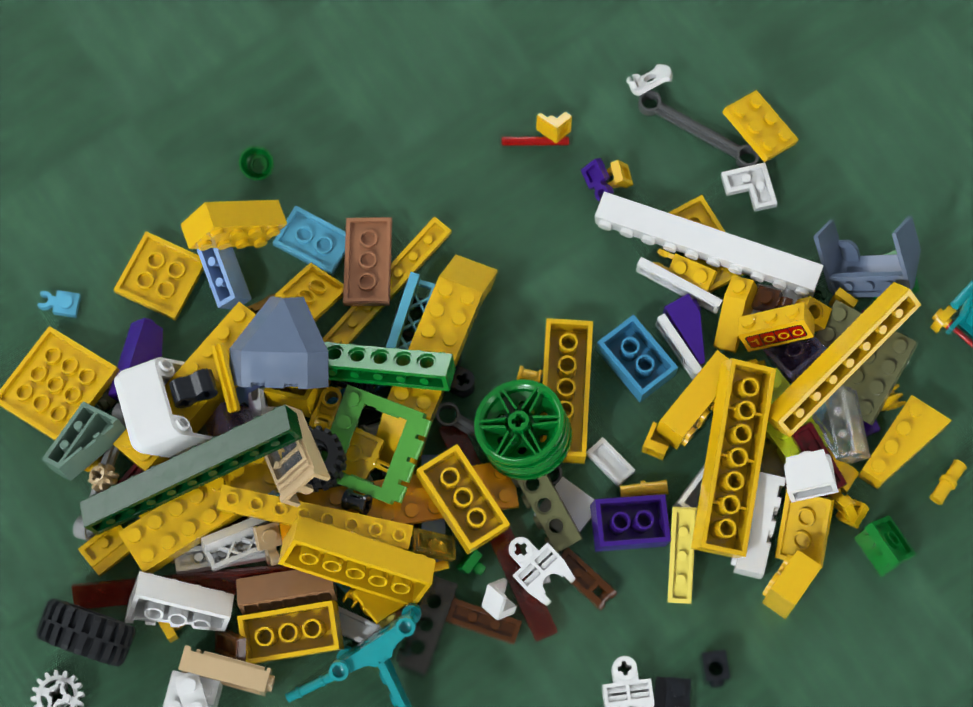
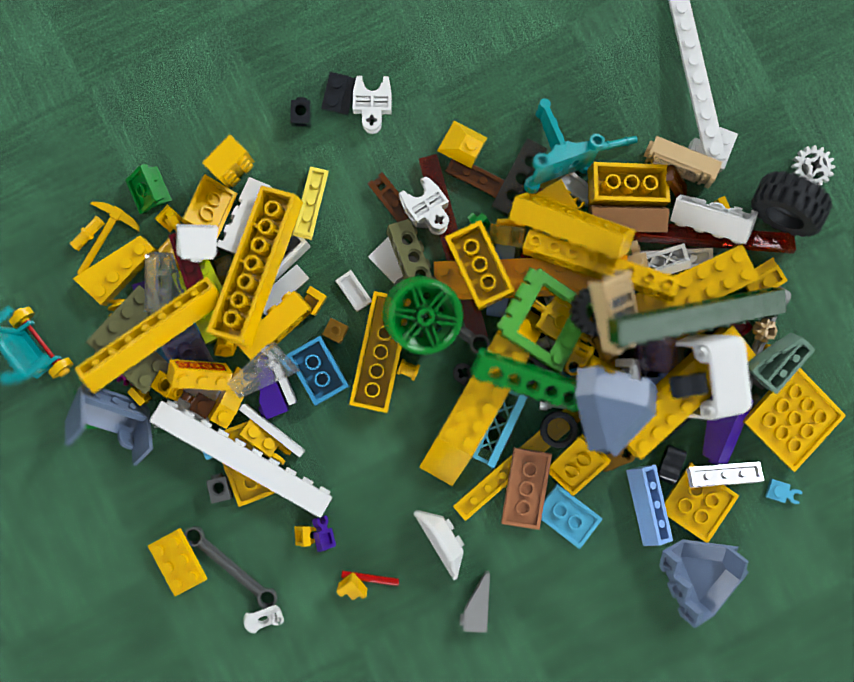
camera: 170 degrees left, 15 degrees up
(133, 308) = (725, 474): none -> white plate
(148, 192) = (702, 577): none -> sand blue panel
(198, 314) = (671, 464): none -> black axle
(225, 378) = (660, 390): yellow axle -> none
(233, 224) = (637, 530): yellow brick -> none
(256, 163) = (608, 590): green hair -> none
(341, 313) = (573, 429): none -> black tyre
(356, 502) = (565, 275): black bush -> none
(407, 123) = (476, 609): none -> light grey slope
(458, 193) = (443, 540): none -> white wedge
(496, 602) = (461, 187): white panel -> none
(505, 659) = (462, 144): none -> yellow slope
(624, 409) = (335, 330): none -> pearl gold brick
(630, 522) = (347, 234): dark purple brick -> none
(644, 488) = (331, 263): yellow pin -> none
(692, 455) = (289, 282): none -> white tile
(699, 341) = (263, 370): none -> clear wedge
(730, 203) = (216, 496): none -> dark grey brick
(754, 180) = (191, 513): white plate -> none
(918, 511) = (115, 214): none -> yellow piece

